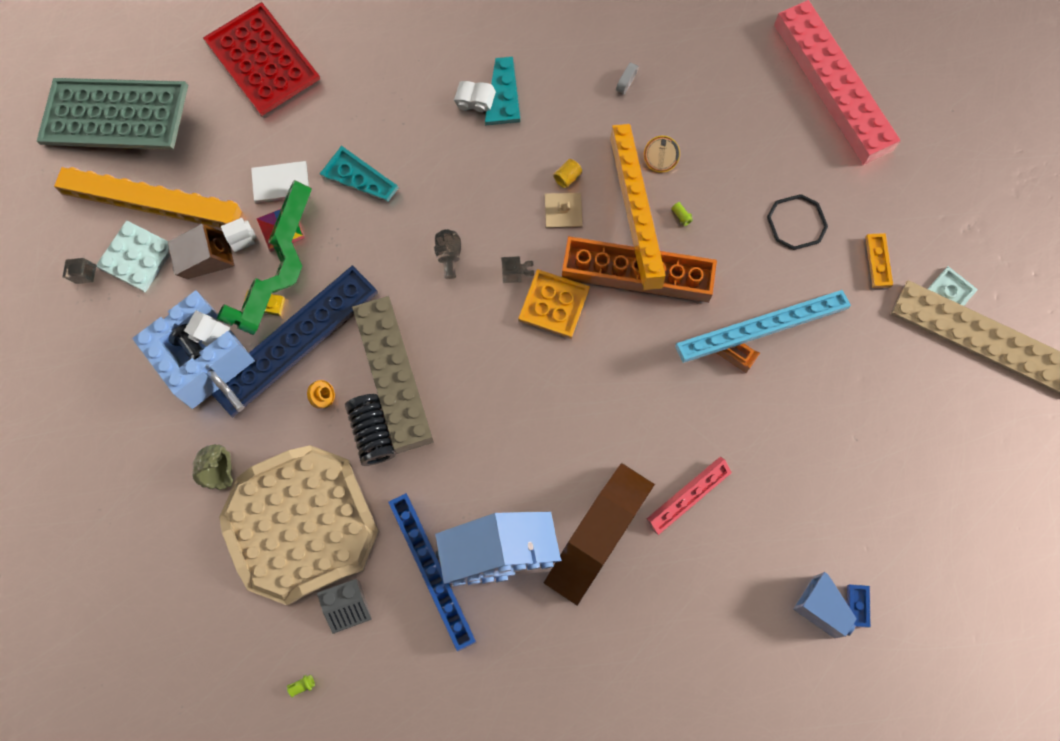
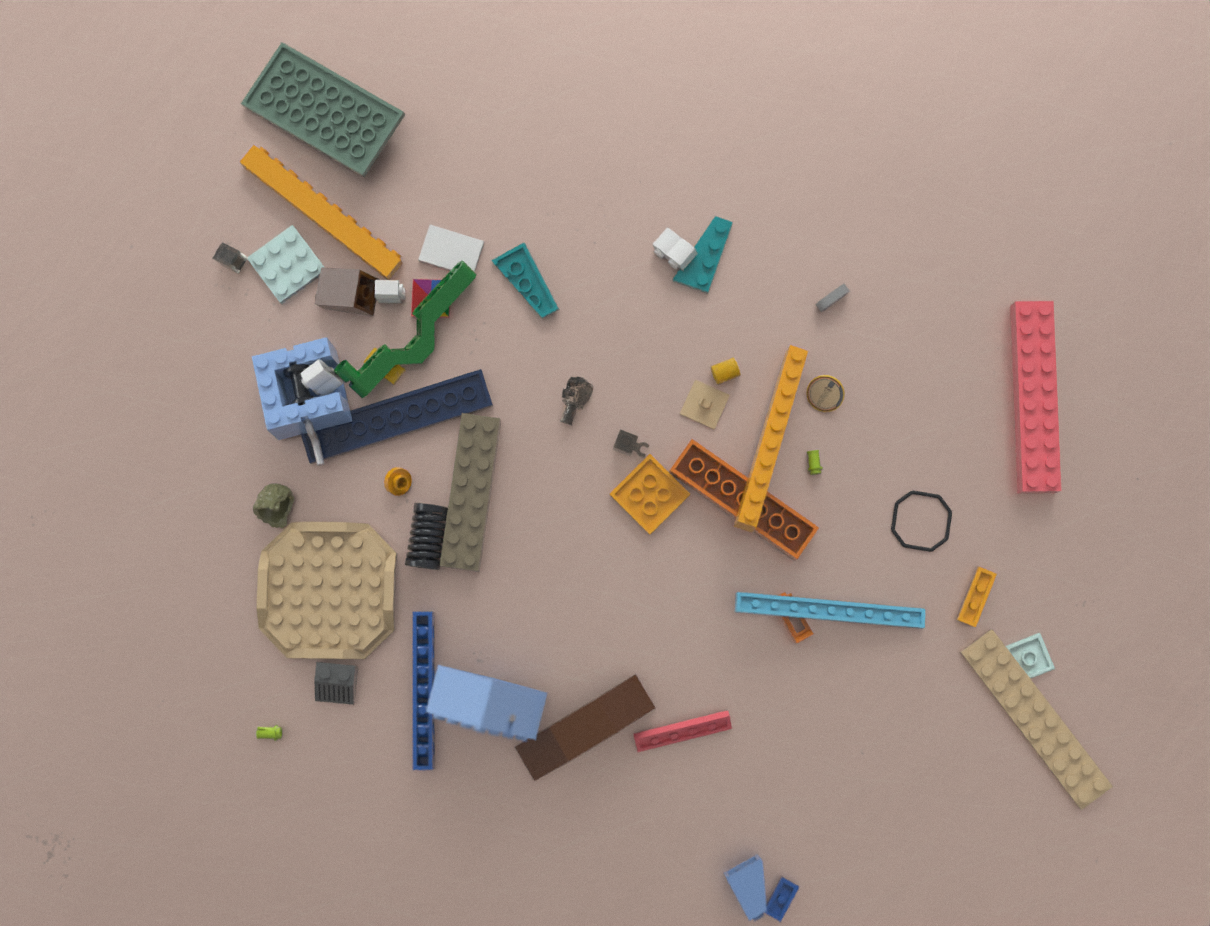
camera: 25 degrees right, 10 degrees up
(261, 58) = (488, 111): red plate -> none

